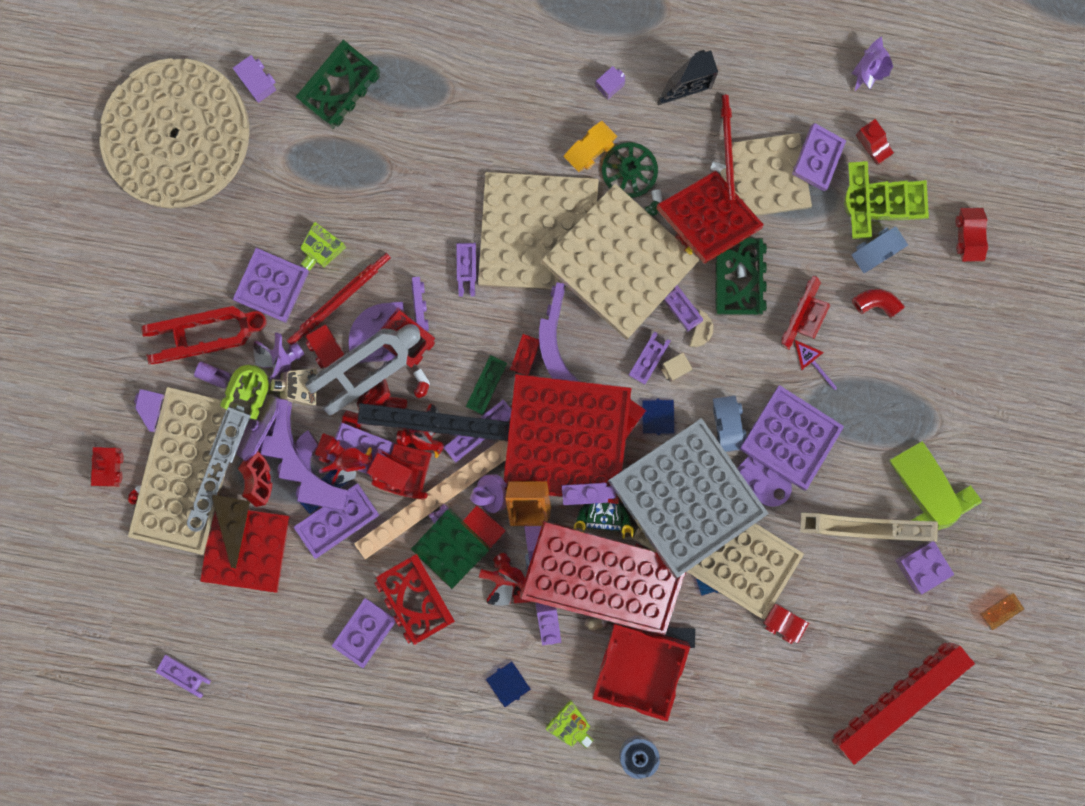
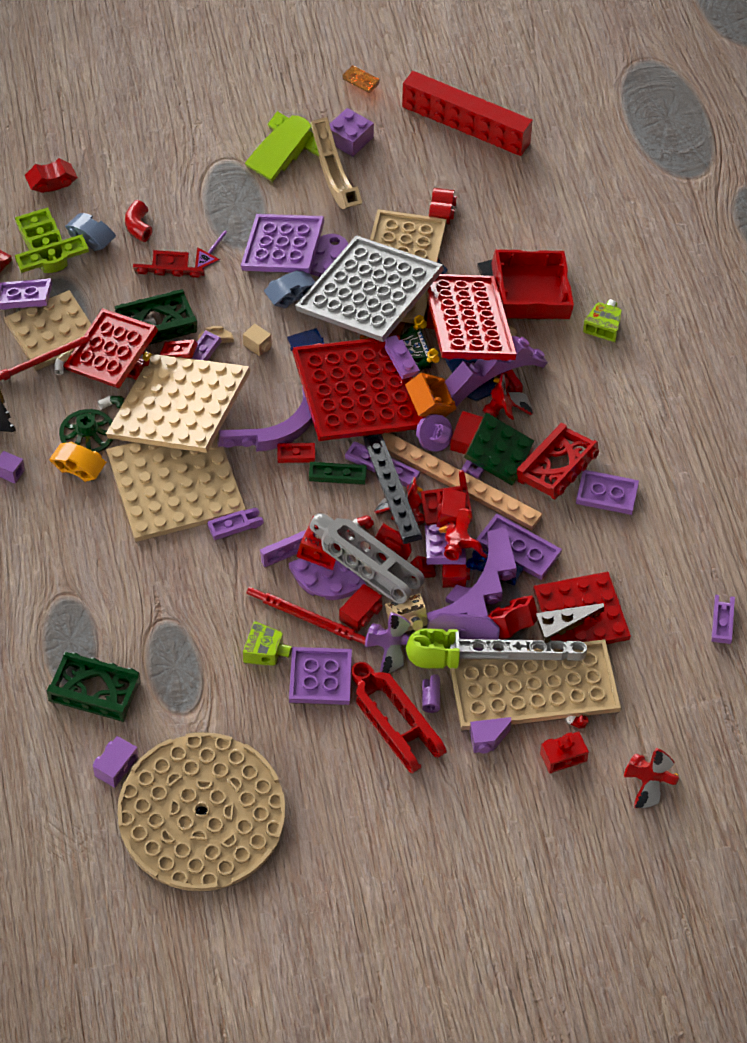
camera: 110 degrees left, 30 degrees down
(49, 531) = (651, 775): none -> animal
(508, 684) = (594, 377): clear blue piece -> none
(640, 768) = (604, 265): sand blue brick -> none
(648, 359) = (260, 362): medium lavender hinge -> none
(690, 285) = (181, 348): none -> red plate

